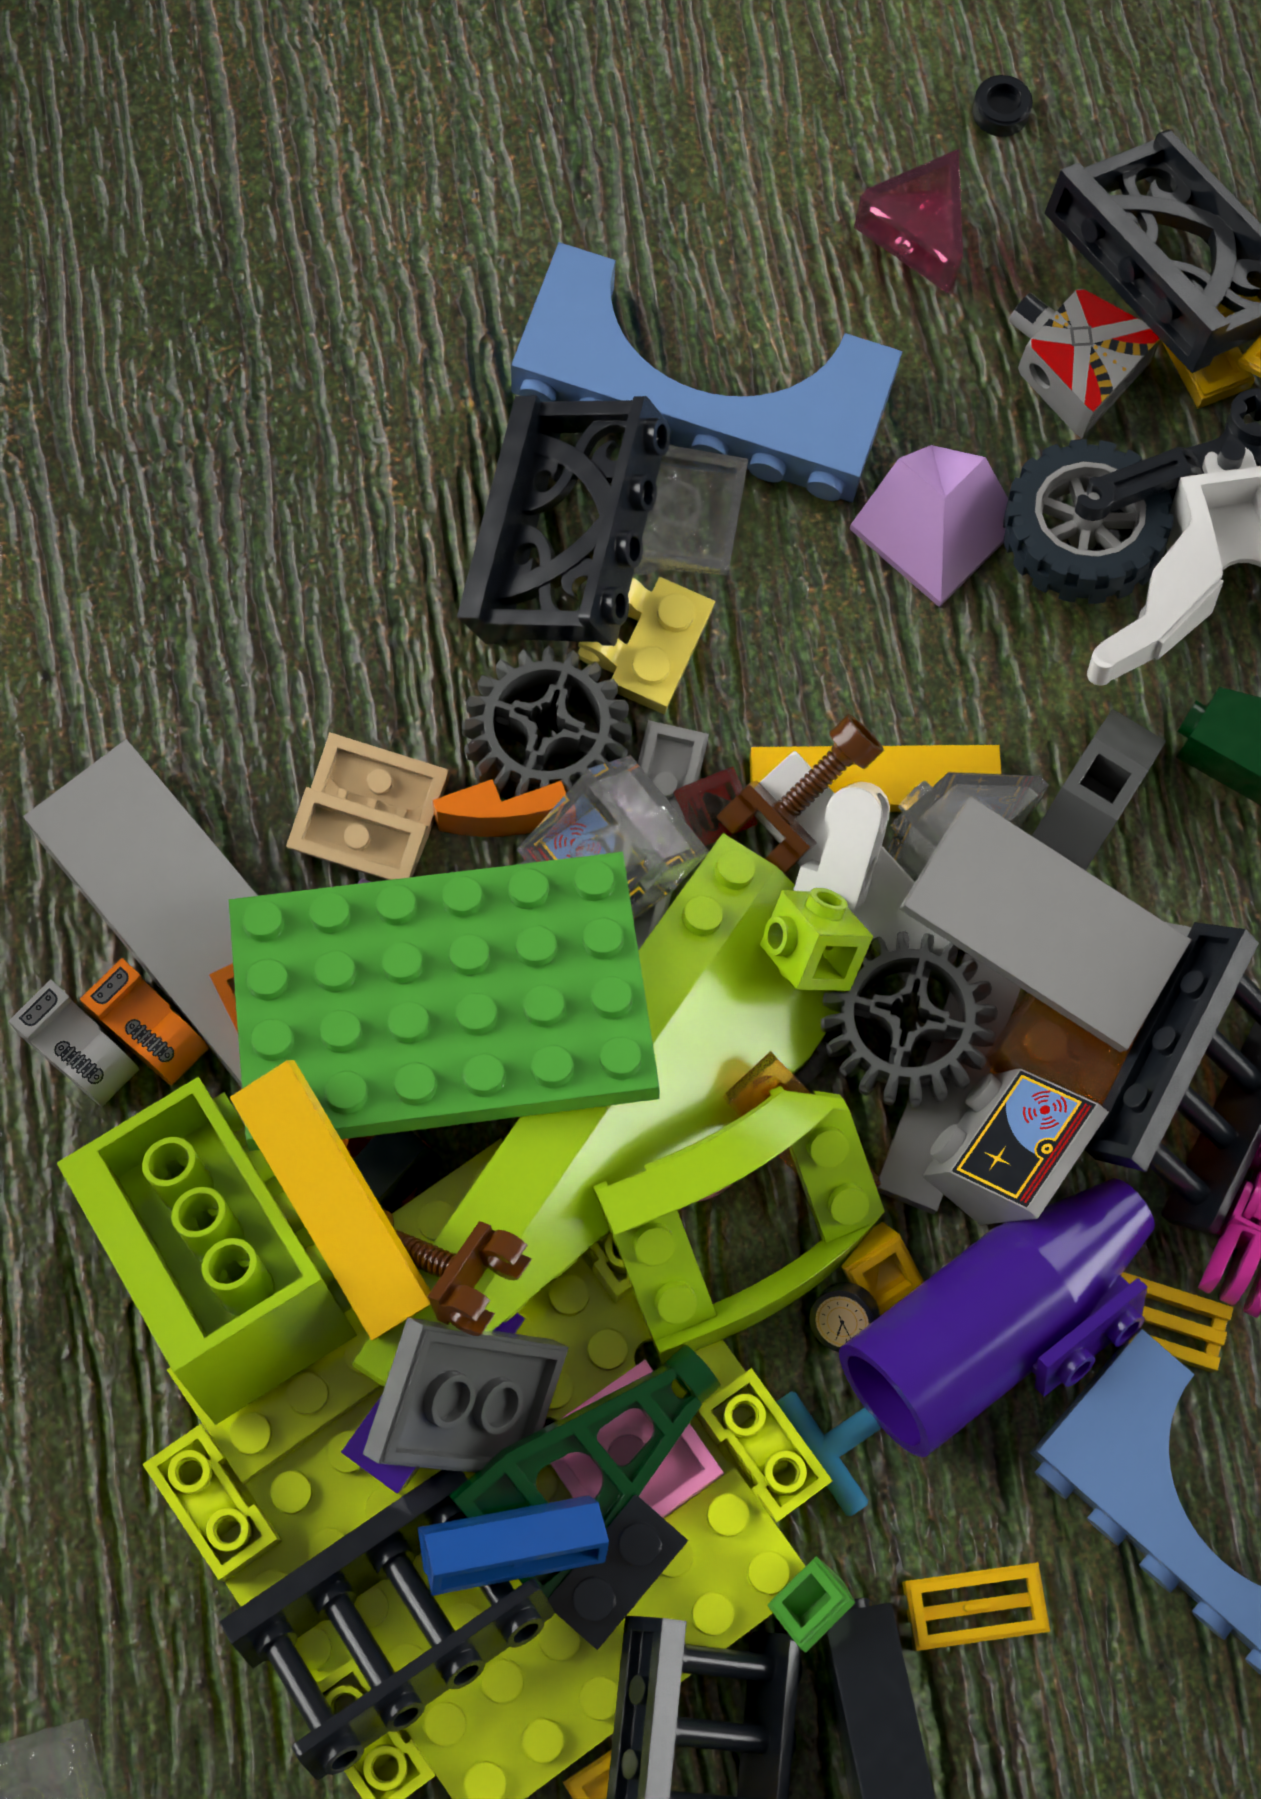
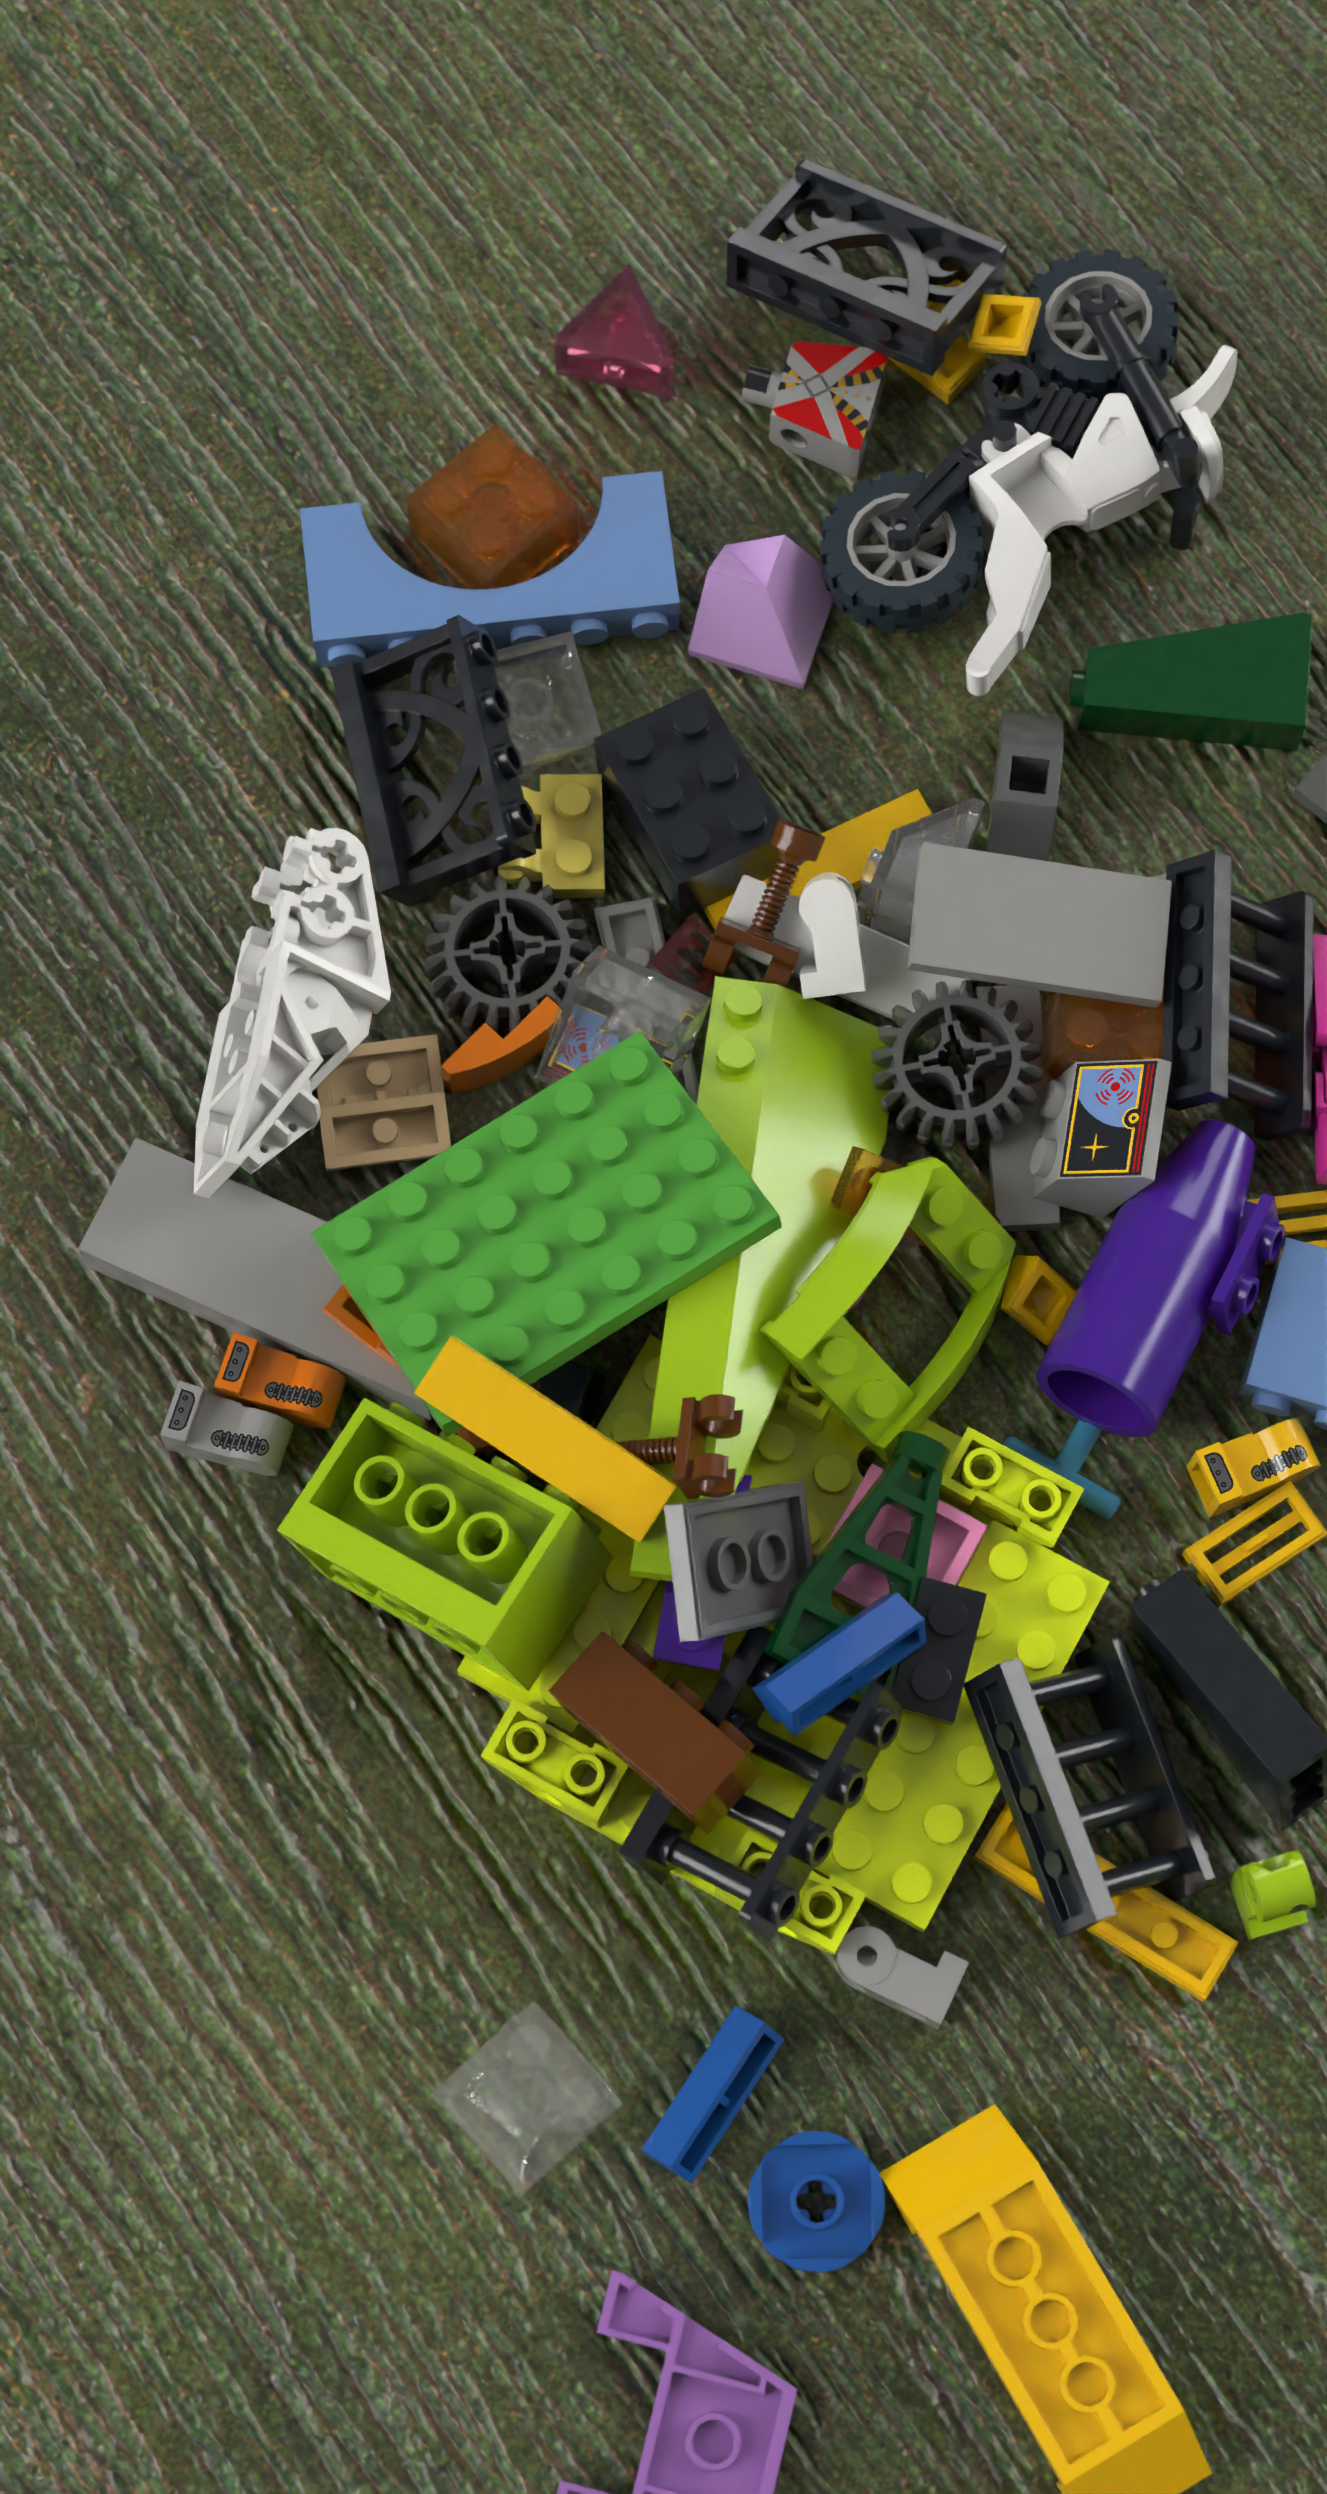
camera: 20 degrees left, 0 degrees up
(309, 1525) = (657, 1729): none -> reddish brown brick
(326, 688) = (293, 1007): none -> white connector
(732, 324) = (493, 514): none -> clear orange brick
(781, 660) = (689, 801): none -> black brick
(811, 1603) = (1116, 1599): bright green slope -> none
(816, 940) = (846, 1031): lime brick -> none
(842, 1313) = (1021, 1348): tile -> none
(1002, 105) = (637, 201): black tile -> none
(1008, 1531) = (1251, 1466): none -> yellow leg

